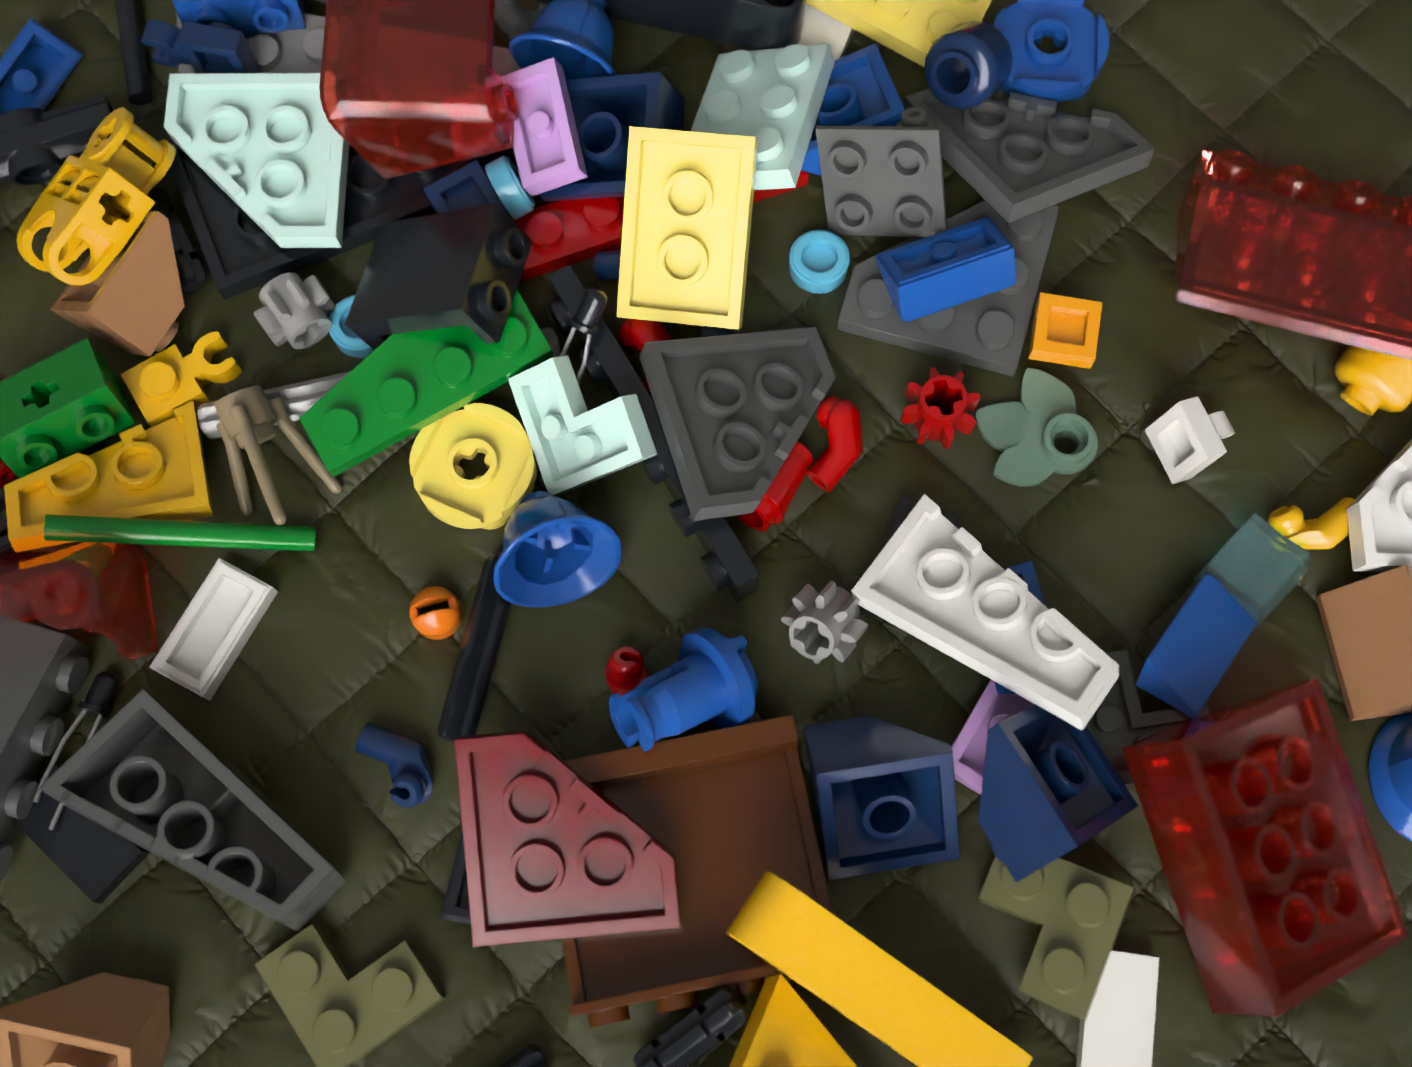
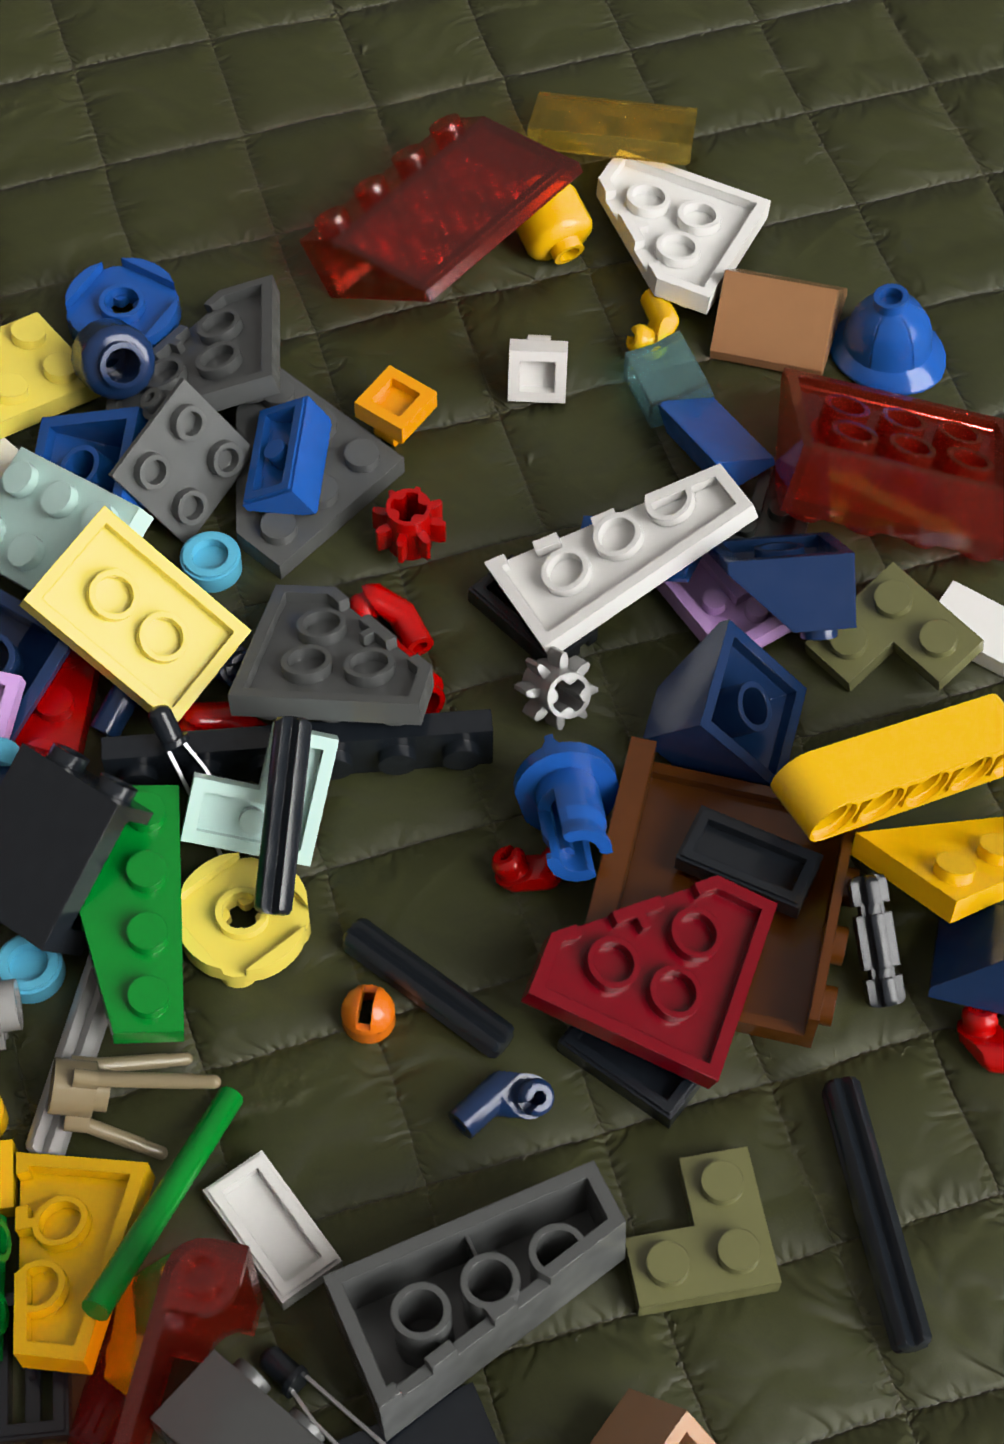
camera: 70 degrees left, 15 degrees down
(549, 447) = (283, 815): none -> black axle
(554, 553) = (369, 870): blue hat -> none
(720, 875) = (750, 859): none -> black tile
(1028, 430) = (464, 474): sand green plate -> none

